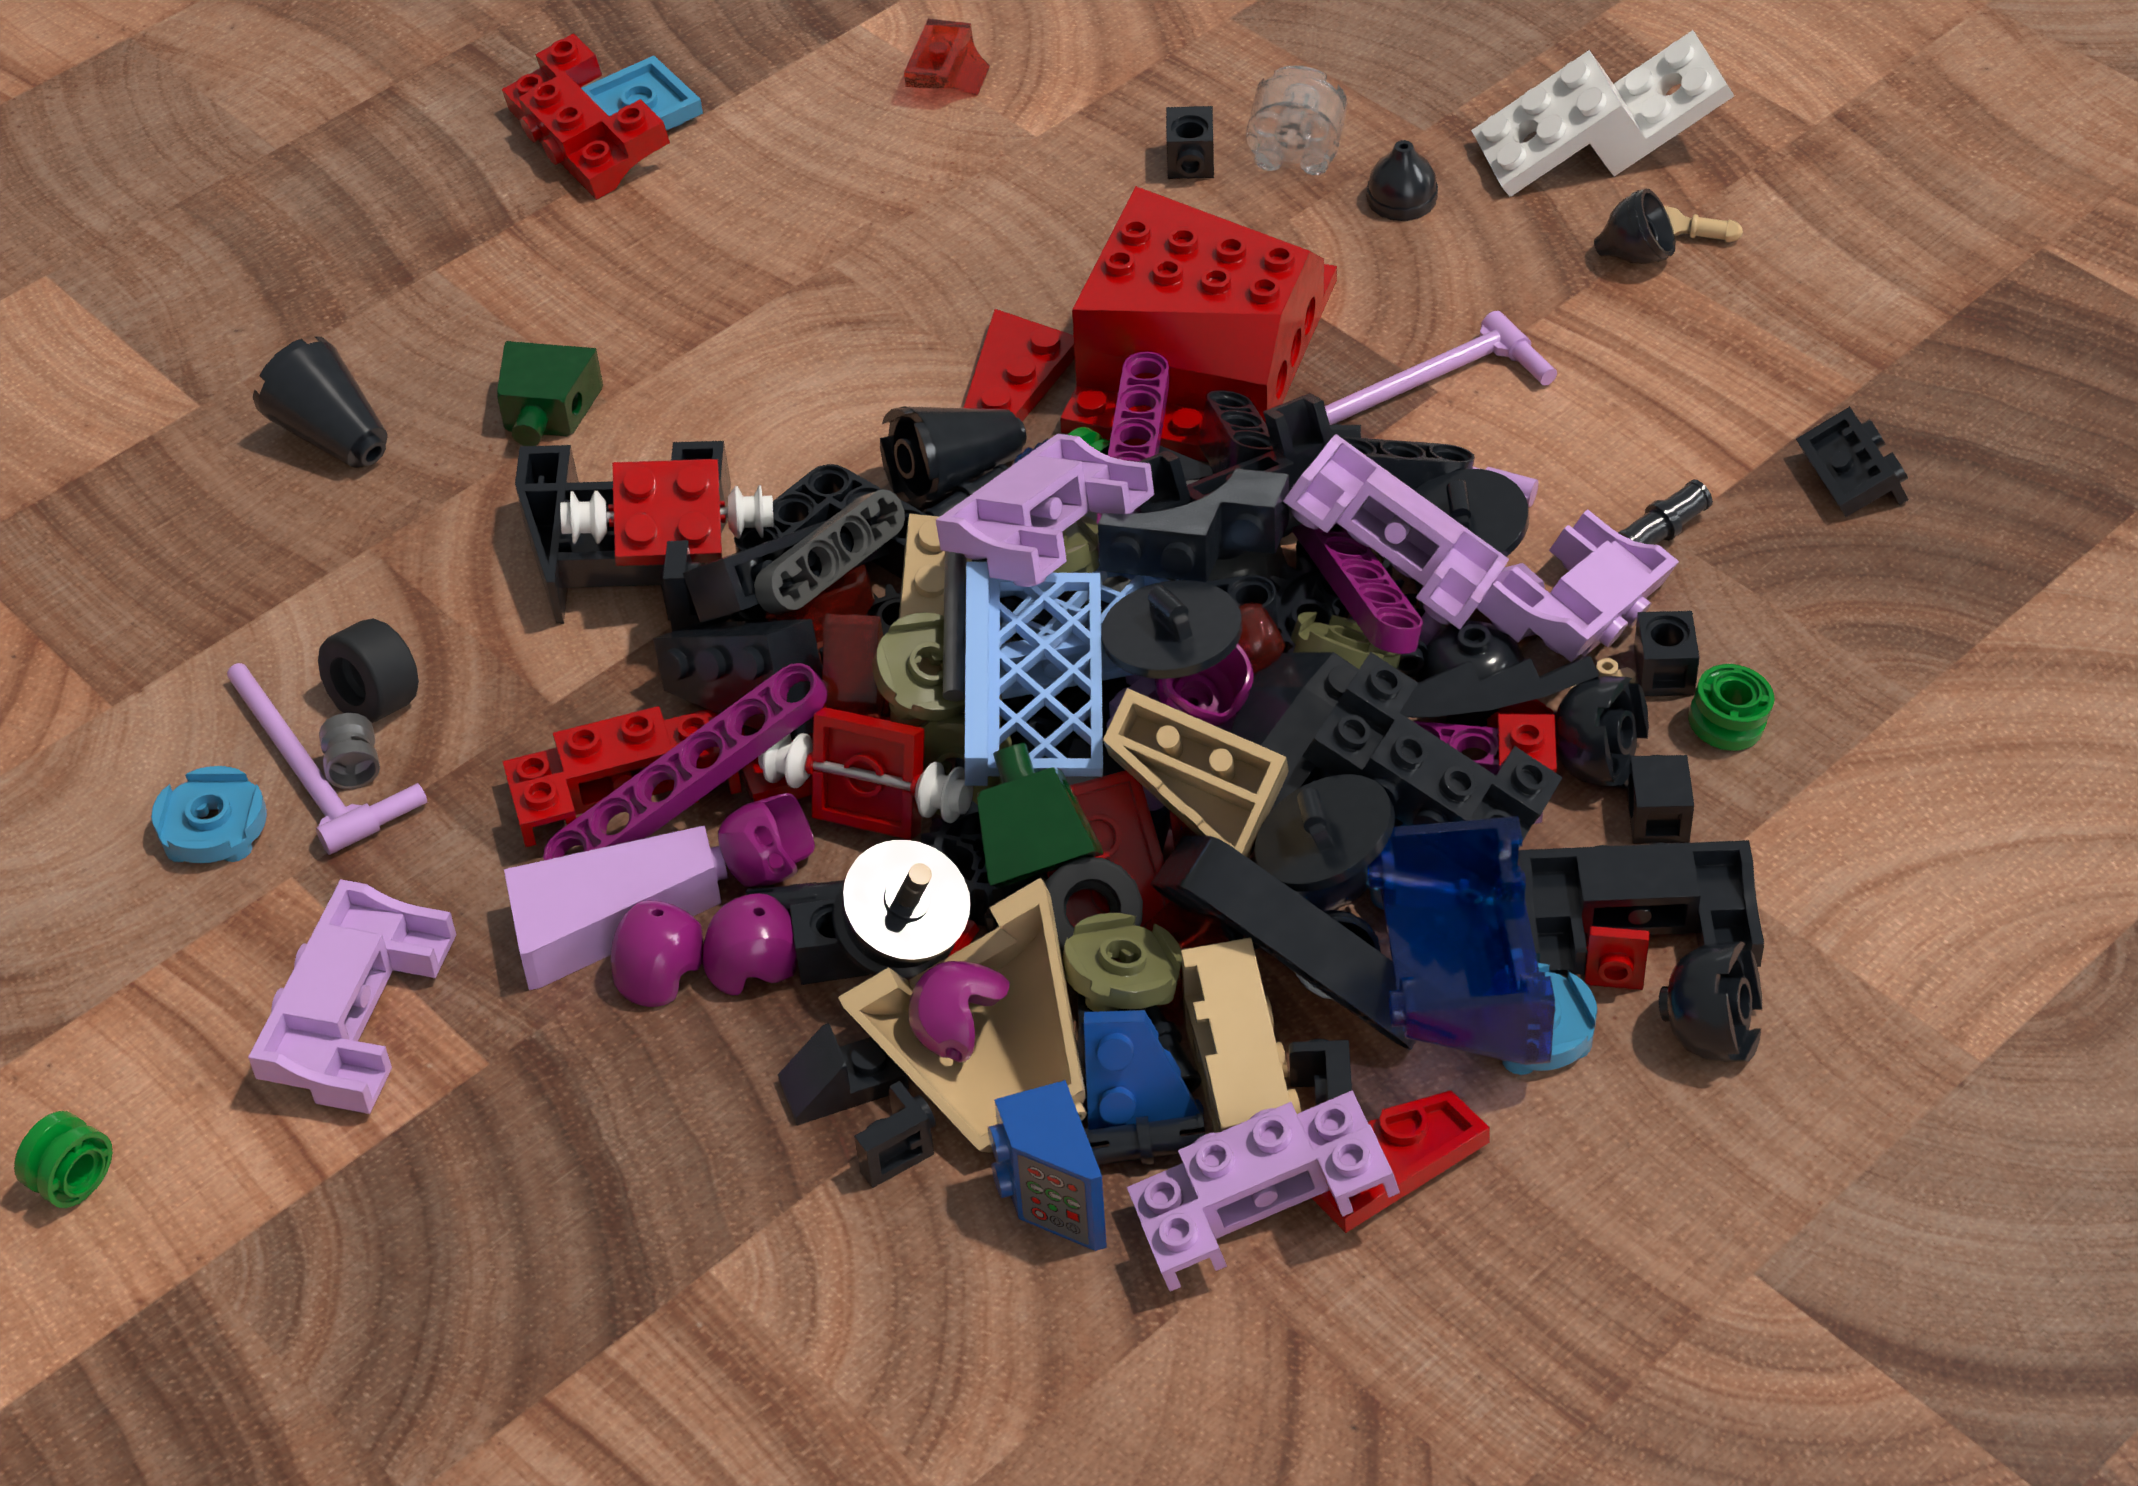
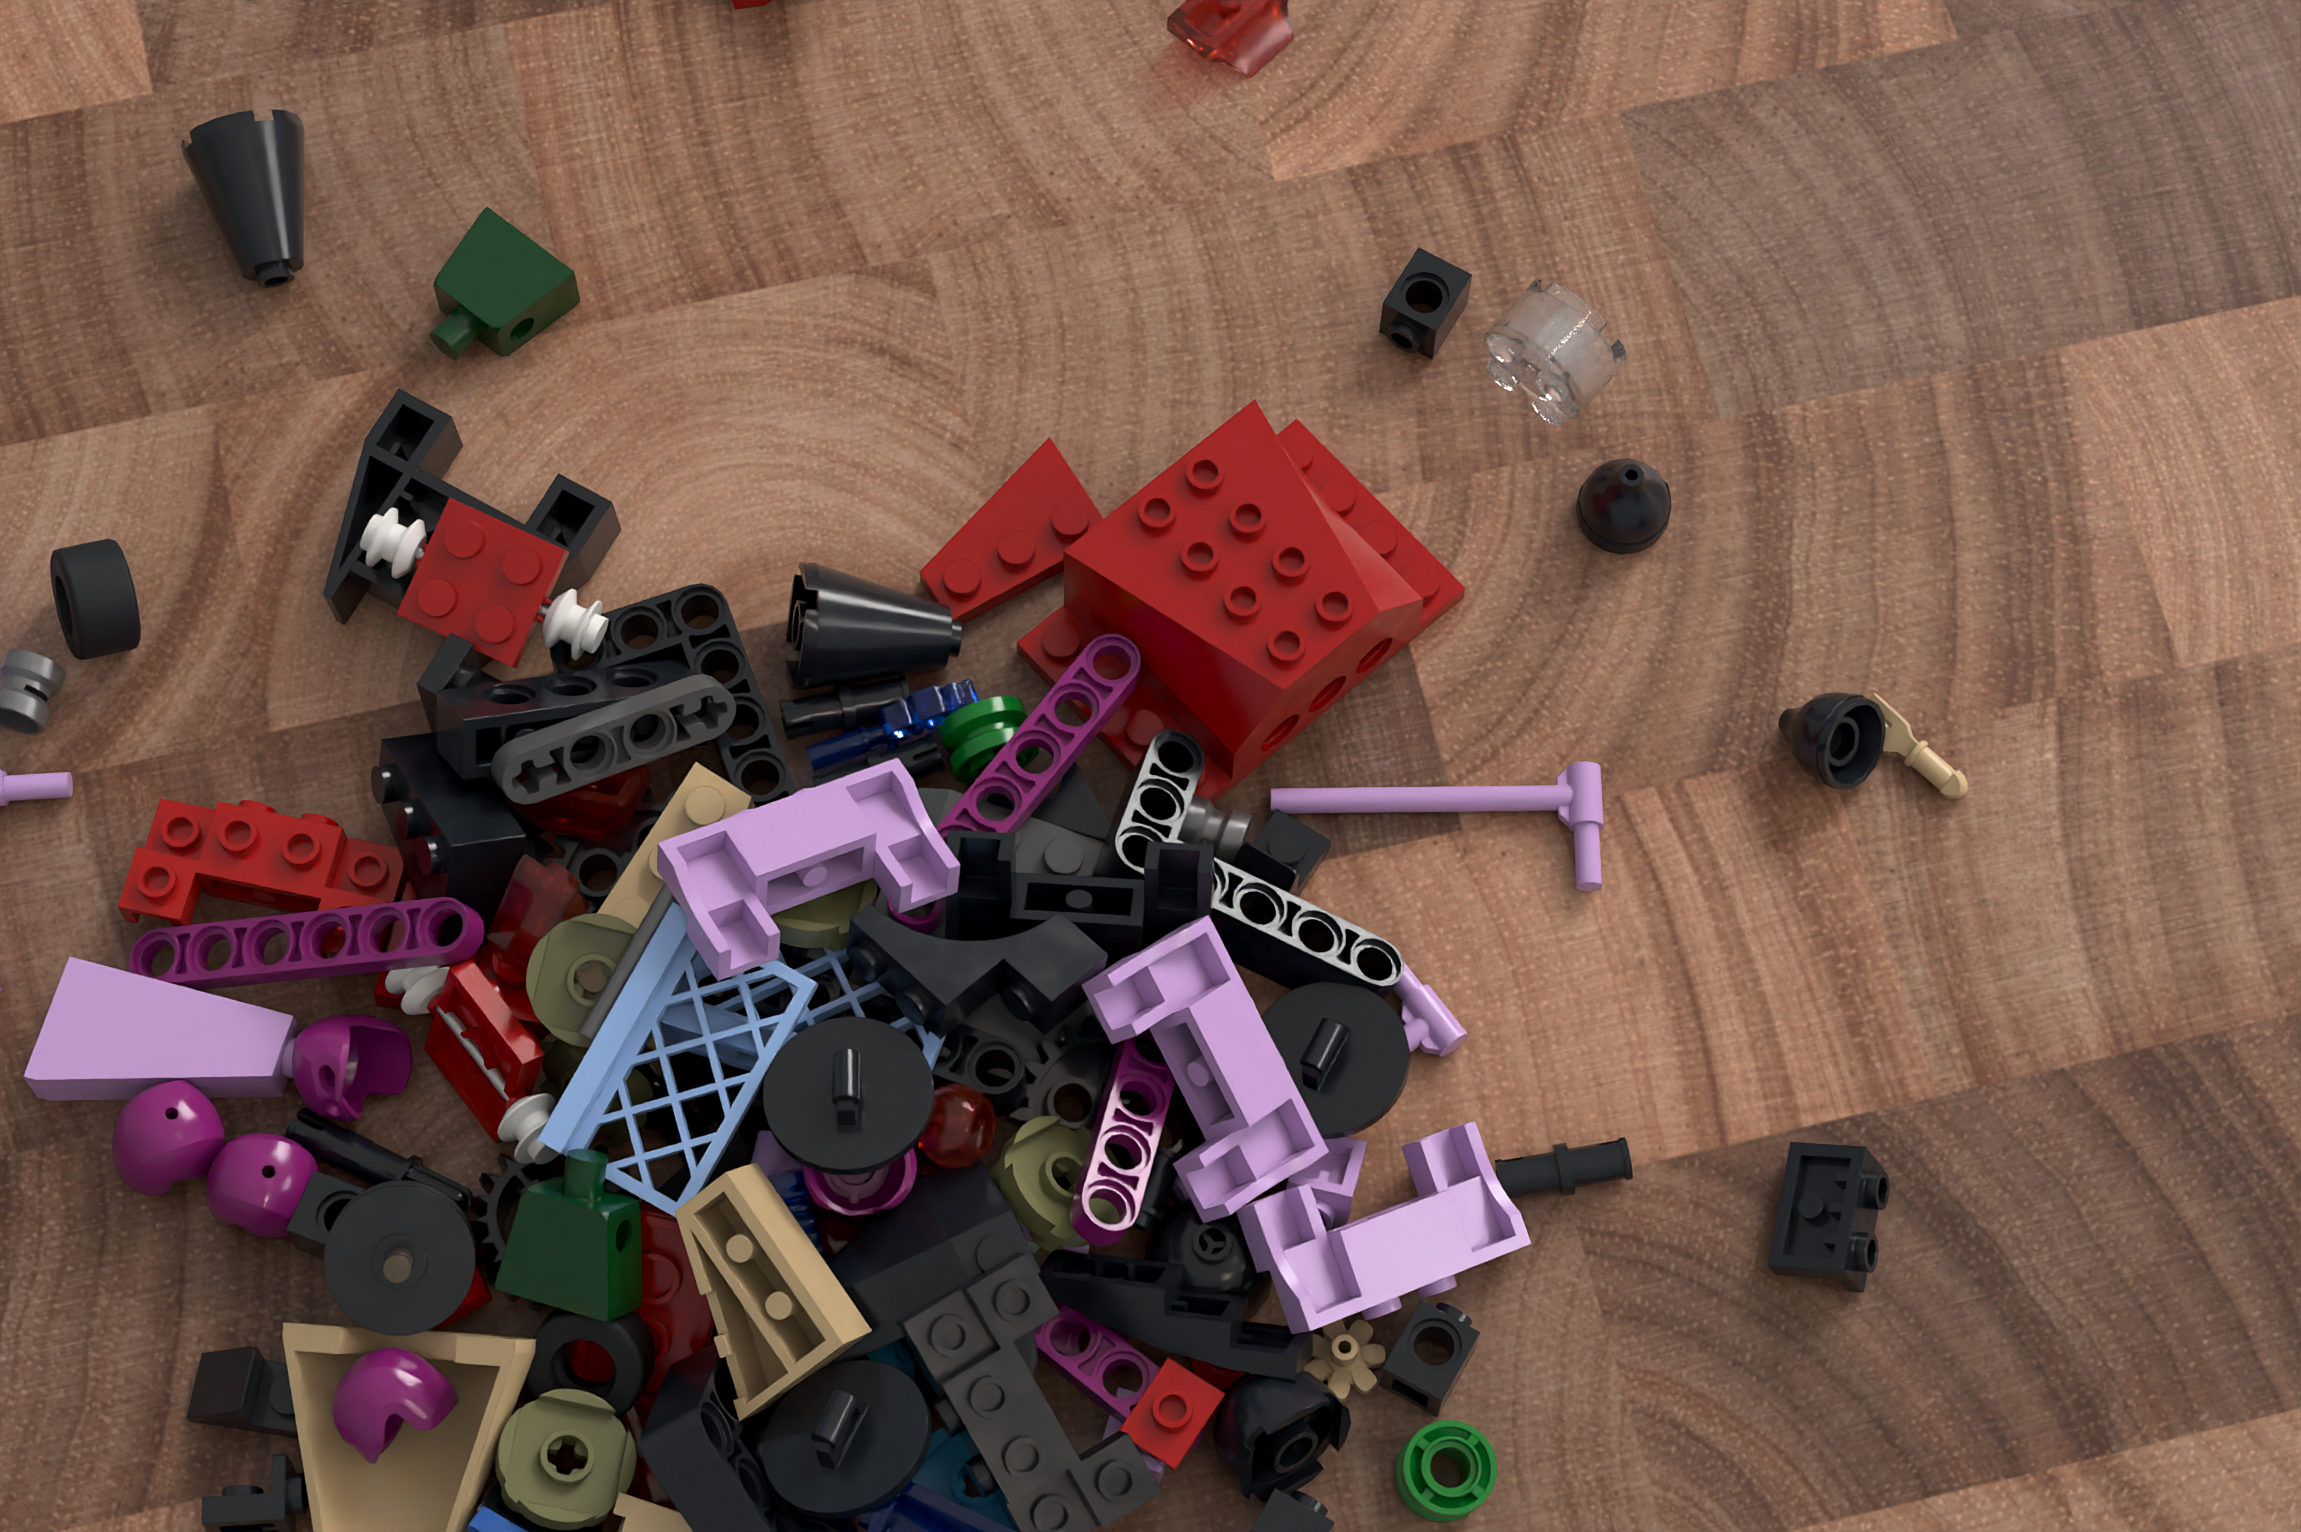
camera: 25 degrees right, 20 degrees up
(1616, 119) = (1913, 537): white bracket -> none

